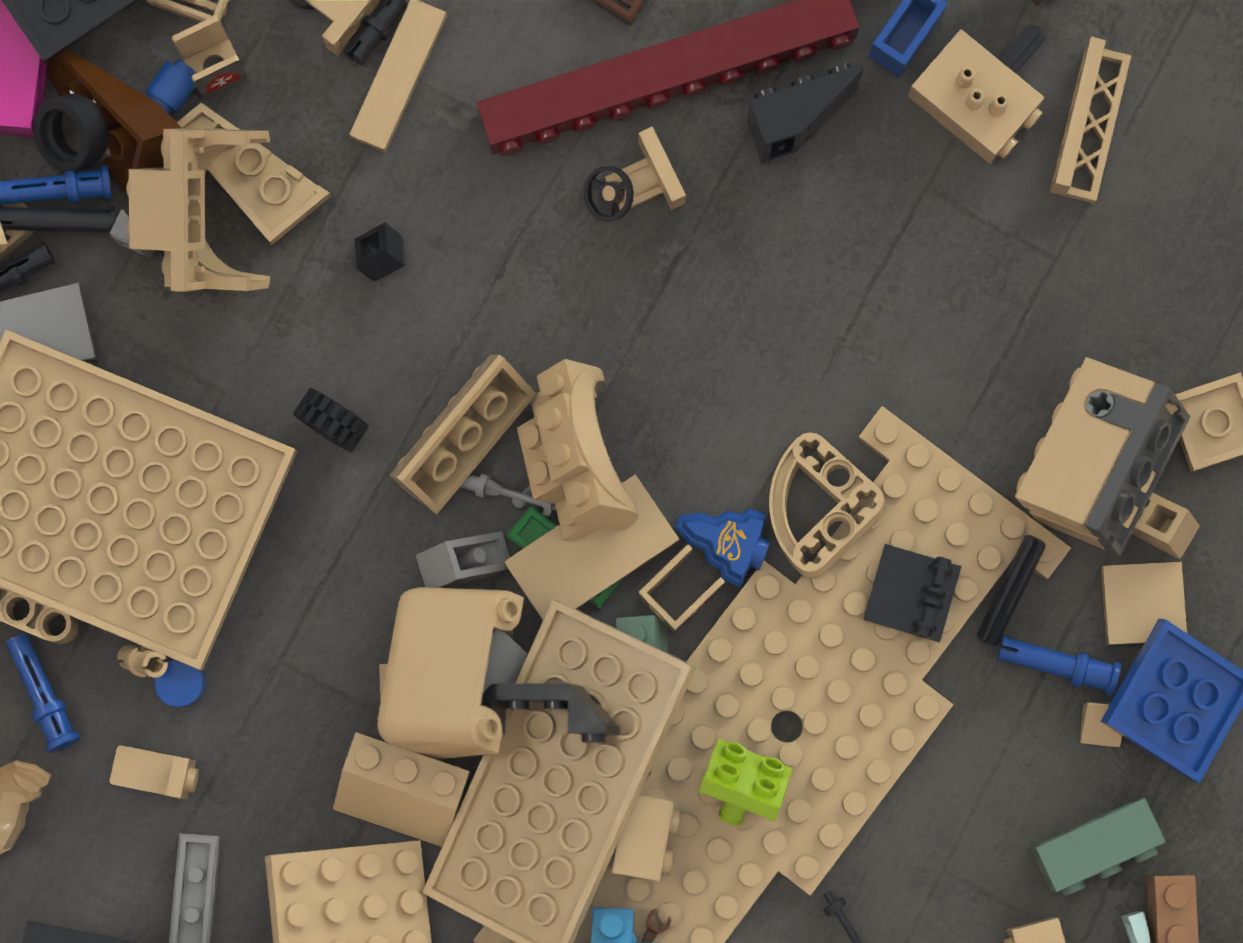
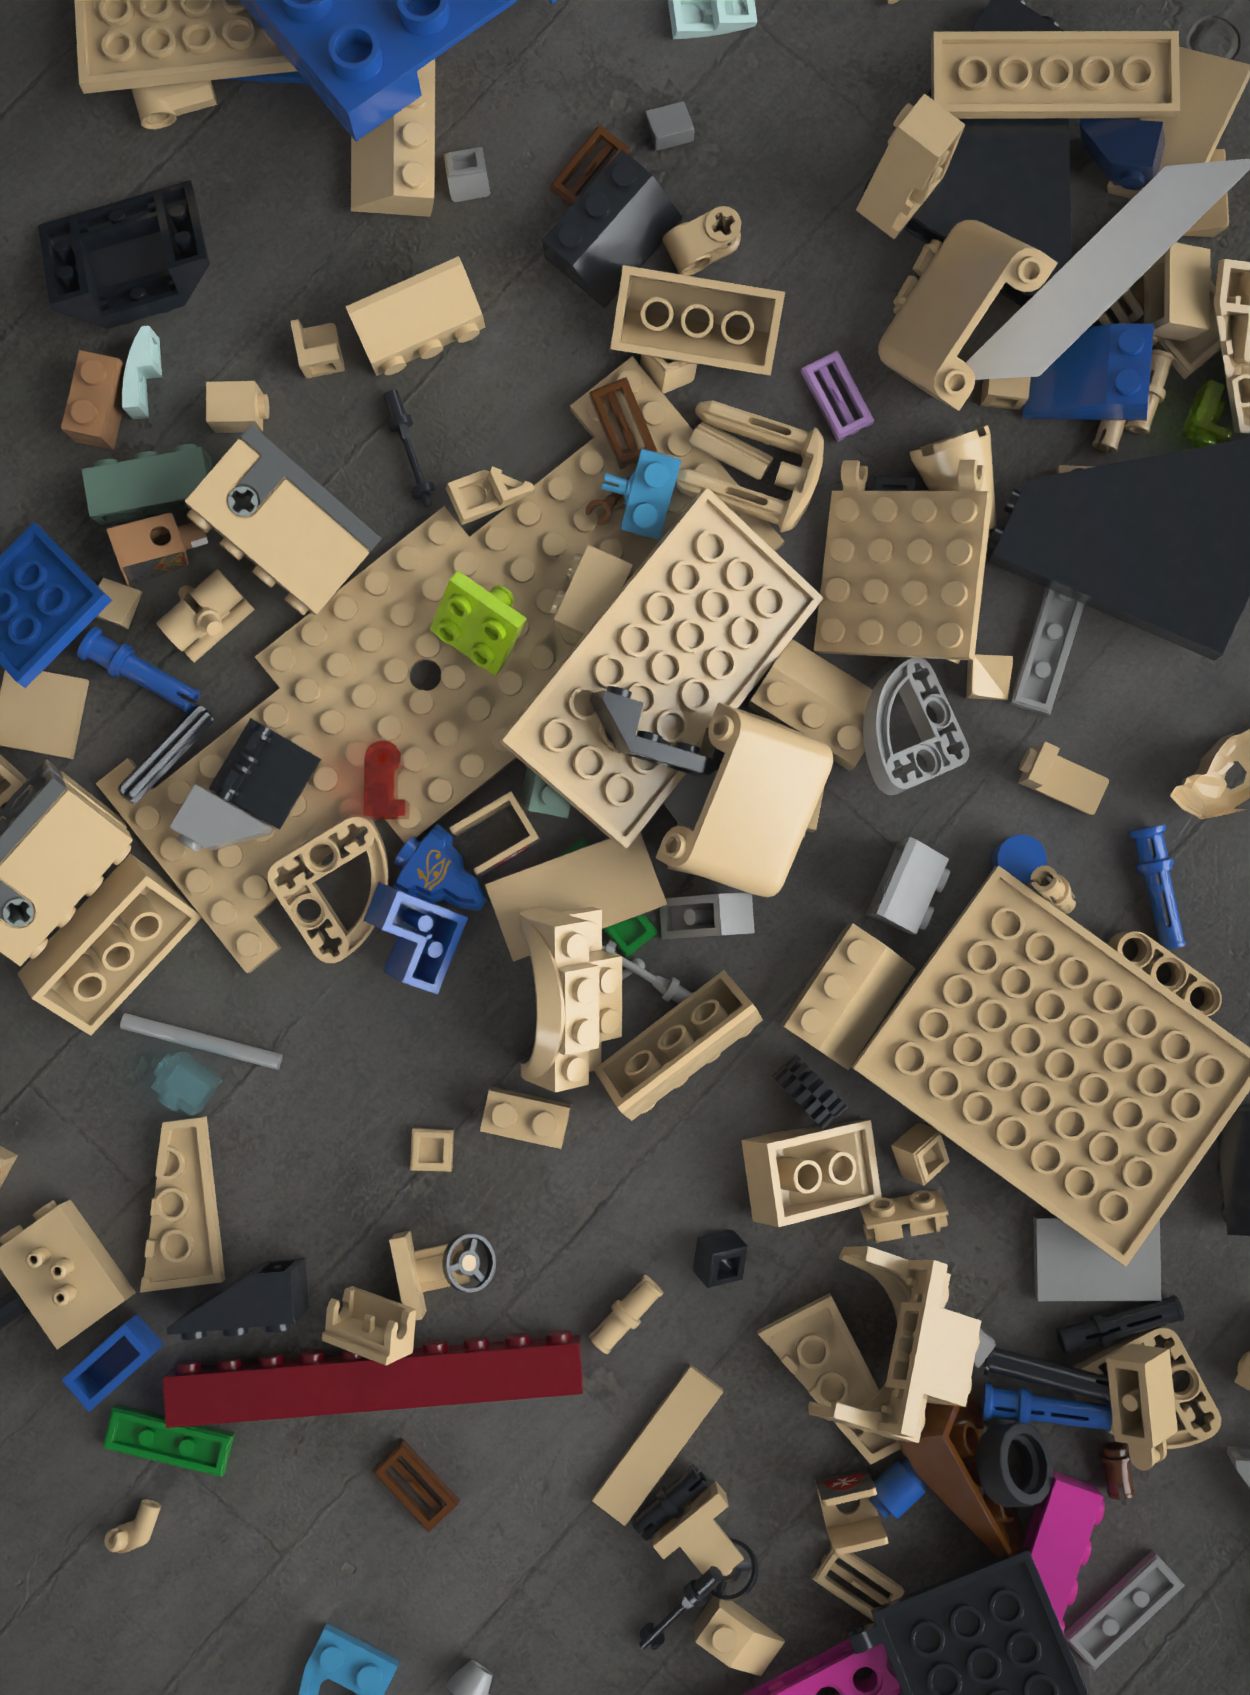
camera: 165 degrees left, 5 degrees up
(202, 338) = (921, 1210): none -> tan hinge
(214, 389) = (920, 1153): none -> tan slope
(245, 854) = (989, 677): none -> tan slope
(279, 632) = (908, 886): none -> light grey slope
(285, 772) = (932, 748): none -> light grey beam
(312, 348) = (811, 1172): none -> tan slope
(315, 518) = (848, 995): none -> tan slope
(454, 182) = (625, 1314): none -> tan pin
(588, 335) = (525, 1117): none -> tan brick
(669, 287) = (432, 1149): none -> tan tile
(683, 115) = (370, 1326): none -> tan hinge
(723, 475) = (424, 934): none -> blue brick
(772, 914) = (485, 493): none -> tan slope
(800, 610) = (381, 770): none -> clear red leg
(878, 166) = (184, 1226): none -> tan wing
(908, 334) = (201, 1041): none -> light grey bar
(911, 292) = (184, 1083): none -> clear light blue brick
(945, 534) = (215, 822): none -> light grey slope
(946, 828) = (296, 527): none -> tan piece
(1012, 732) = (204, 615): none -> tan pin
(1014, 399) = (109, 945): none -> tan slope
(1088, 772) = (139, 549): none -> medium nougat torso

